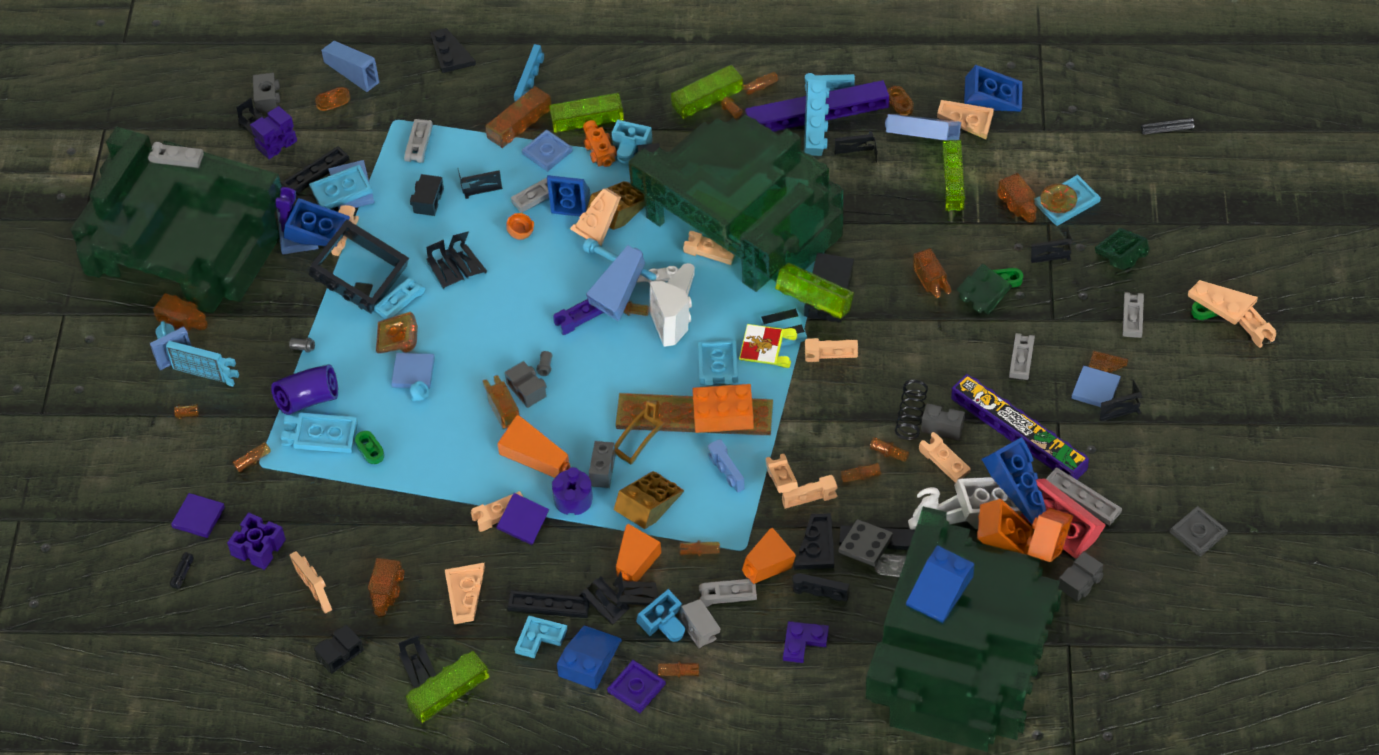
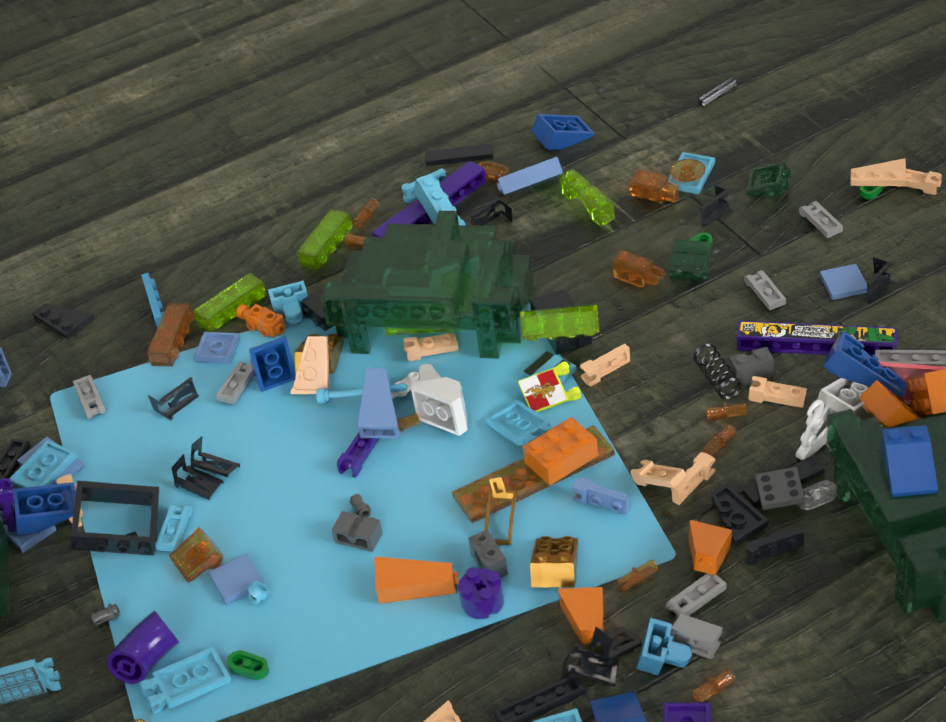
camera: 30 degrees left, 10 degrees down
(427, 194) = (133, 432): black brick -> none
(490, 513) = (422, 649): light nougat plate -> none
(501, 402) = (348, 557): clear orange hinge -> none
(520, 226) = (243, 412): orange hair -> none
(522, 518) = (453, 641): dark purple tile -> none
(800, 635) = (794, 596): dark purple plate -> none
(887, 65) = (459, 154): none -> black tile
(972, 117) = (568, 155): light nougat wing -> none
(1107, 362) = (833, 260): clear orange tile -> none

